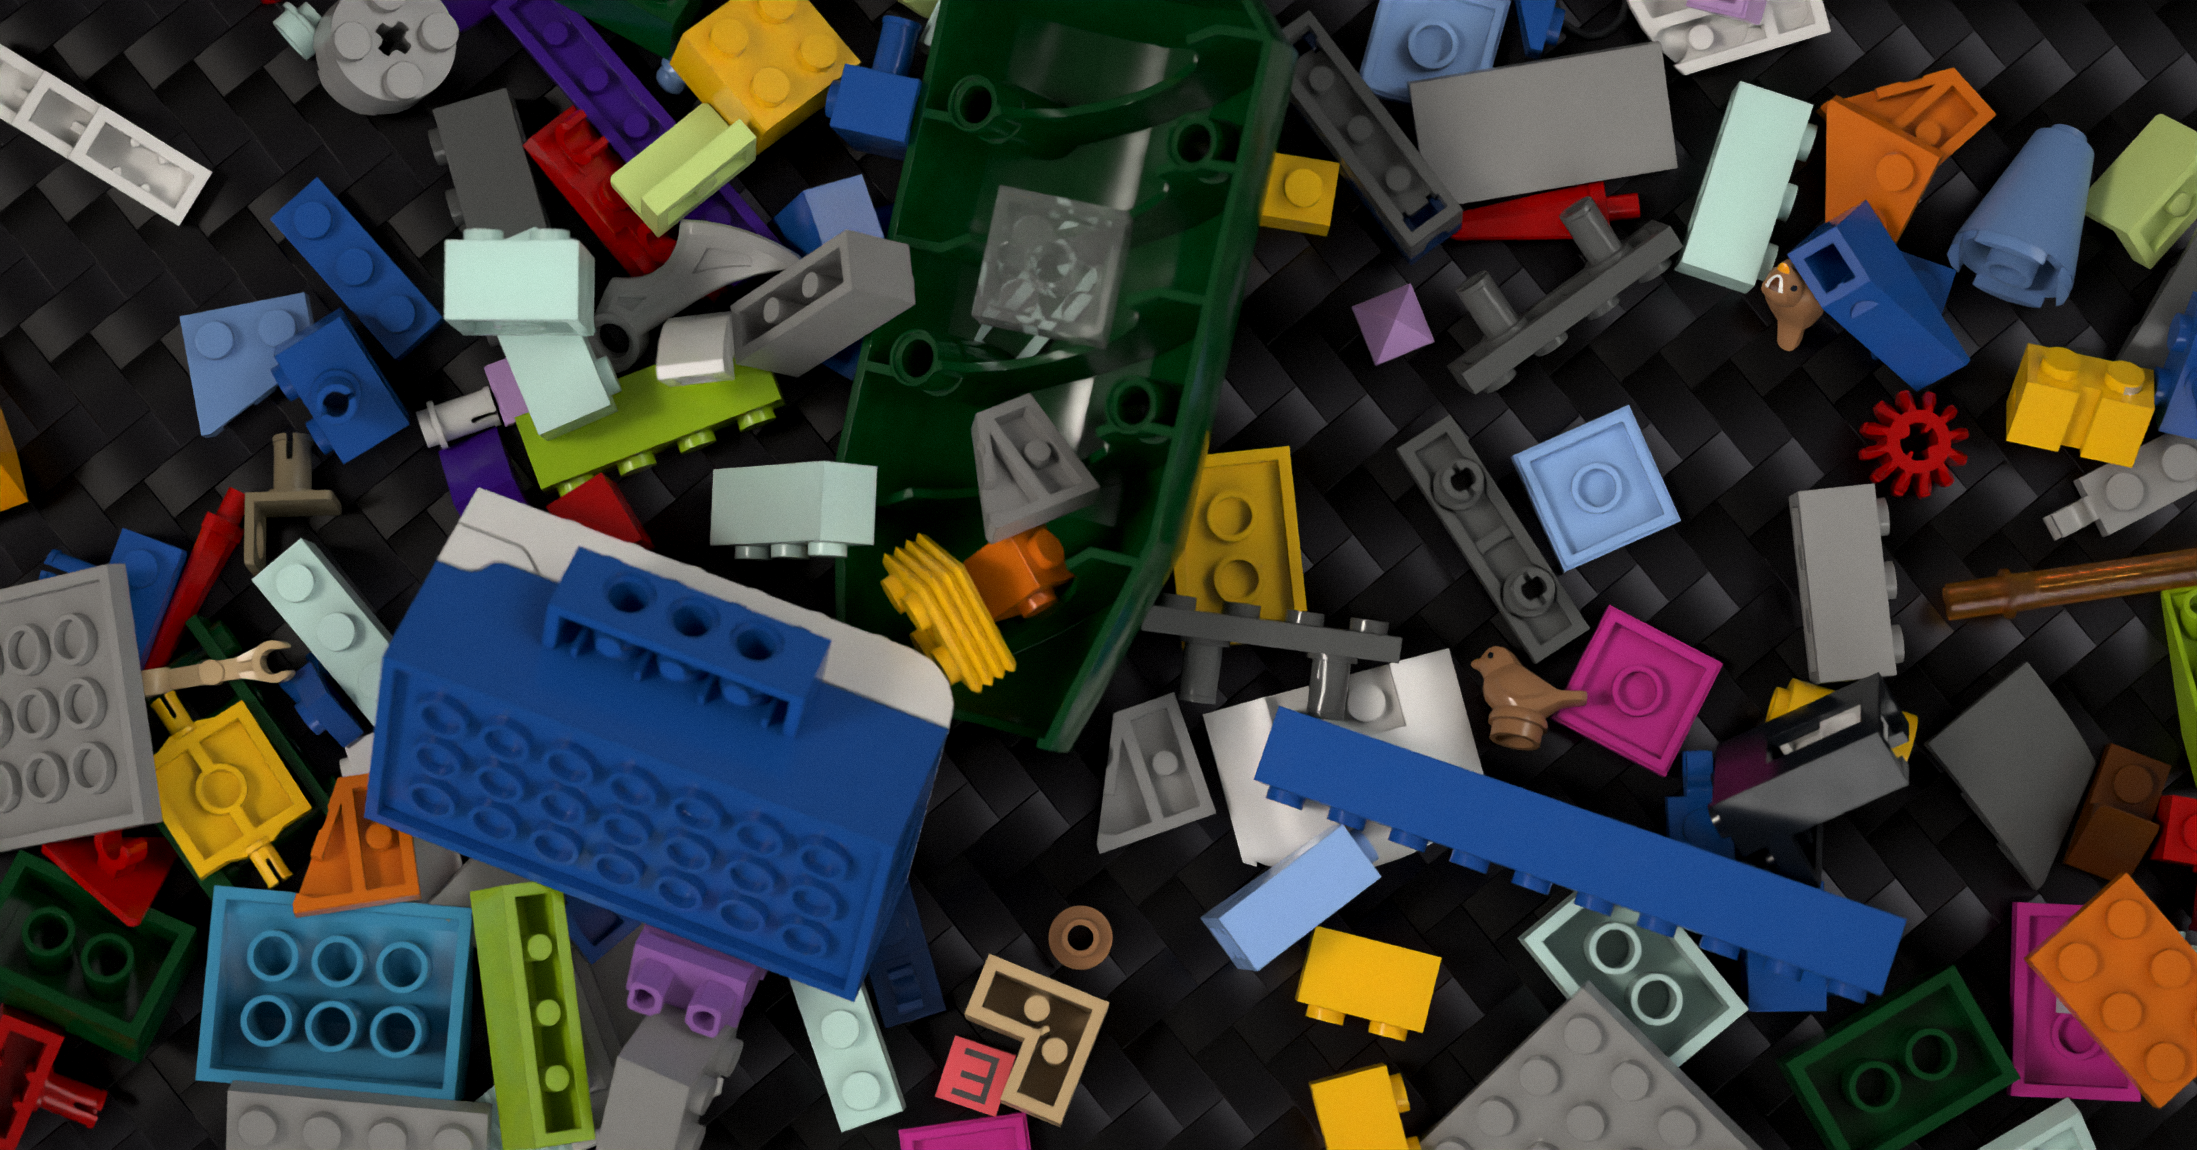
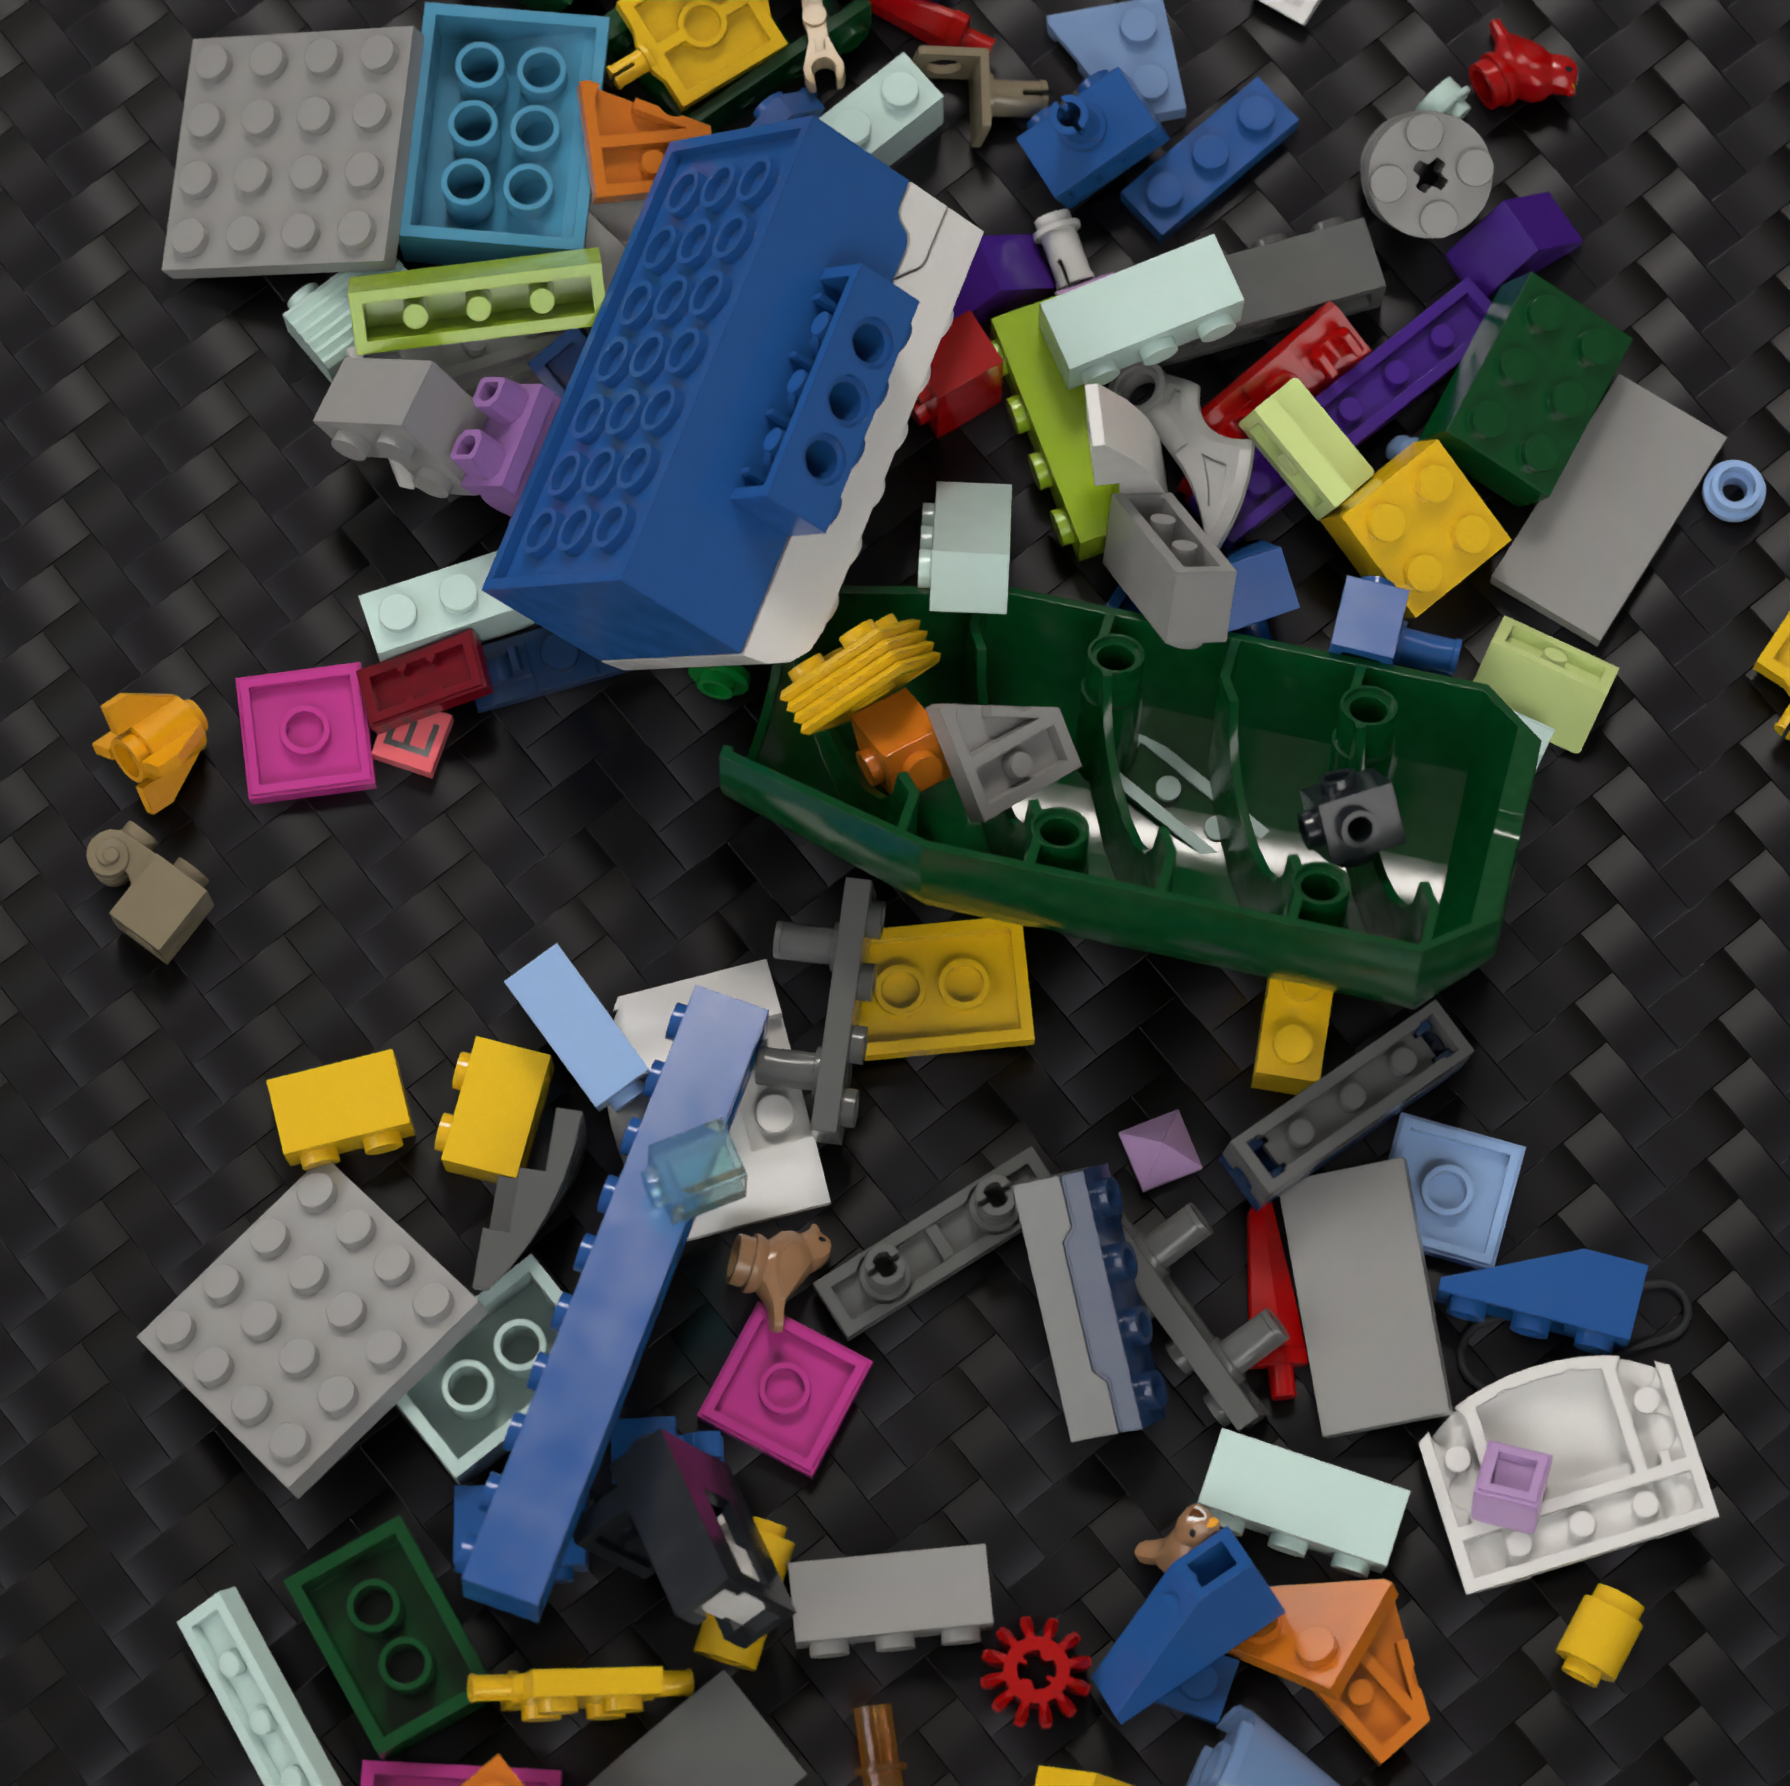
camera: 85 degrees right, 10 degrees down
(519, 284) = (1182, 271): light aqua brick -> none
(925, 1062) = (424, 681): none -> dark red plate
(1053, 267) = (1202, 774): clear brick -> none
(1055, 1029) = (451, 803): tan brick -> none
(1080, 958) = (548, 855): medium nougat plate -> none
(1093, 120) = (1350, 817): none -> black brick
(1150, 775) = (704, 904): light grey wing -> none
(1461, 774) = (694, 1172): none -> clear light blue brick
(1478, 947) = (528, 1202): none -> dark grey slope
(1560, 388) = (1091, 1302): none -> piece
(1595, 488) = (987, 1351): light blue tile -> none
(1953, 896) = (603, 1692): none -> yellow plate

